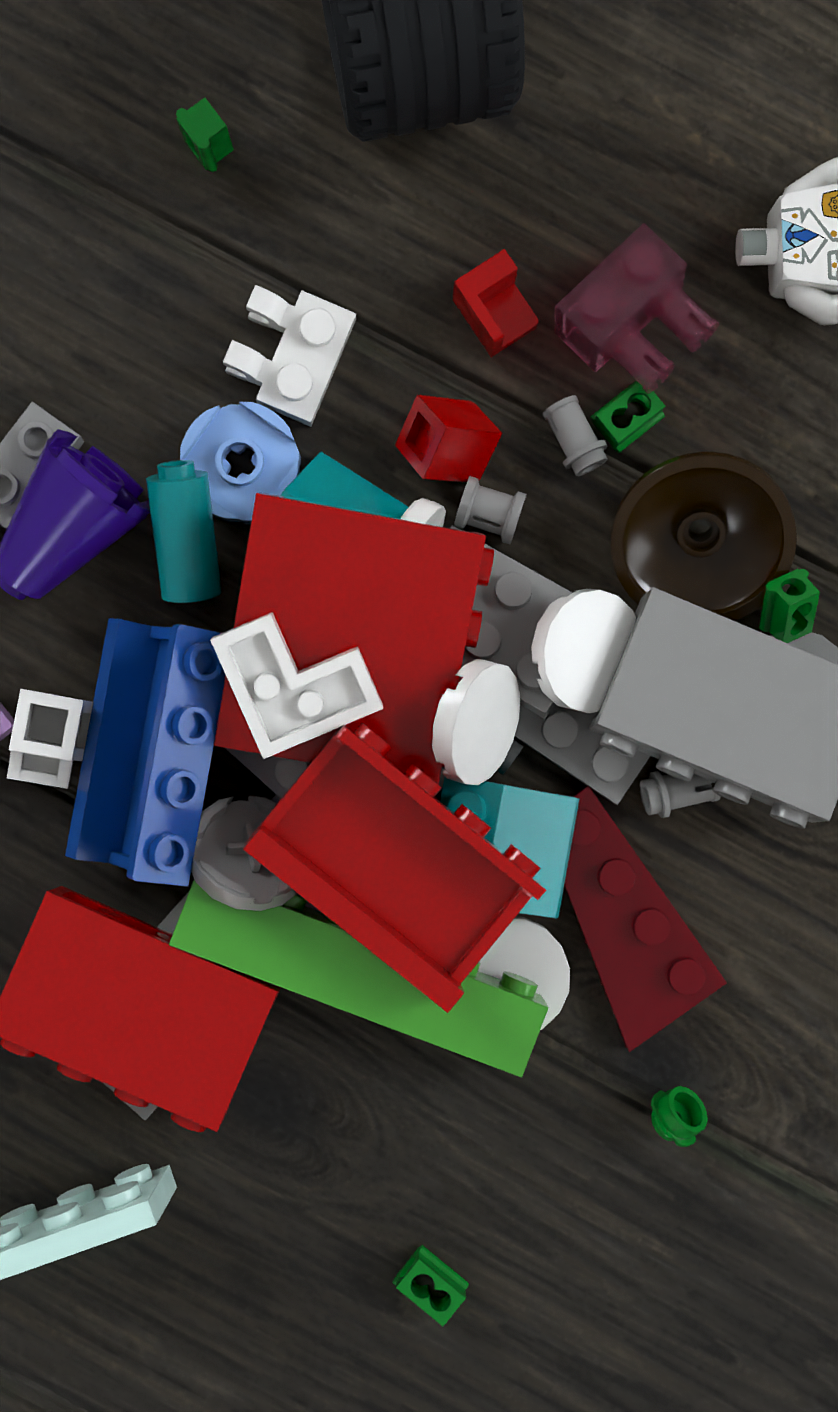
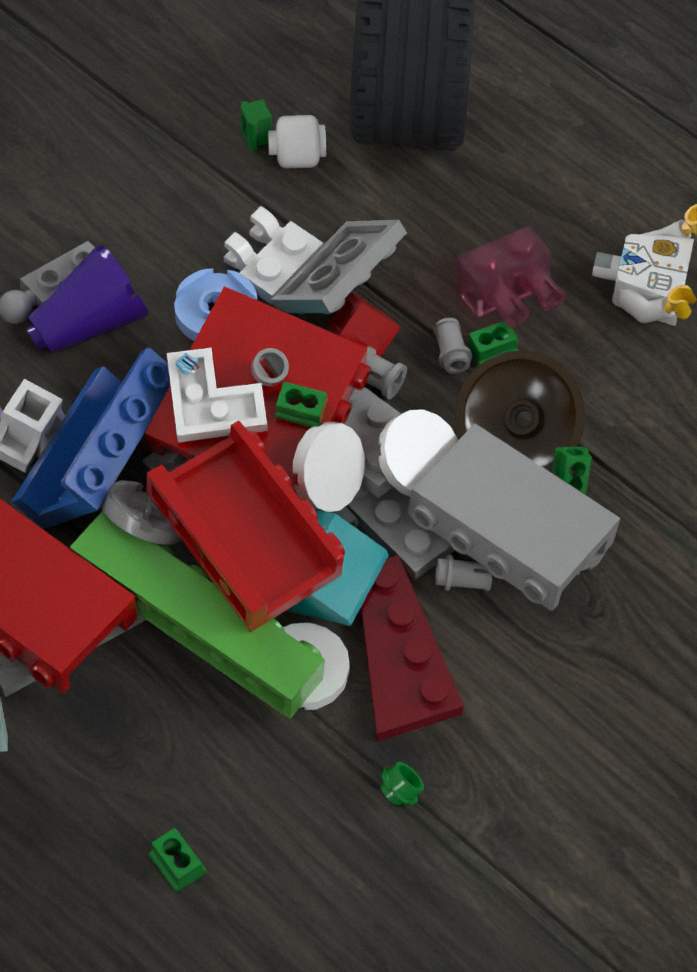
camera: 15 degrees right, 30 degrees down
(183, 532) = (166, 317): teal brick -> none
(245, 651) = (187, 364): none -> medium azure piece
(273, 147) = (297, 141): none -> white head
(368, 604) = (275, 362): none -> light grey hinge
(393, 358) = (339, 267): none -> light grey plate
(423, 640) = (299, 413): none -> green piece
(494, 303) = (418, 258): red panel -> none

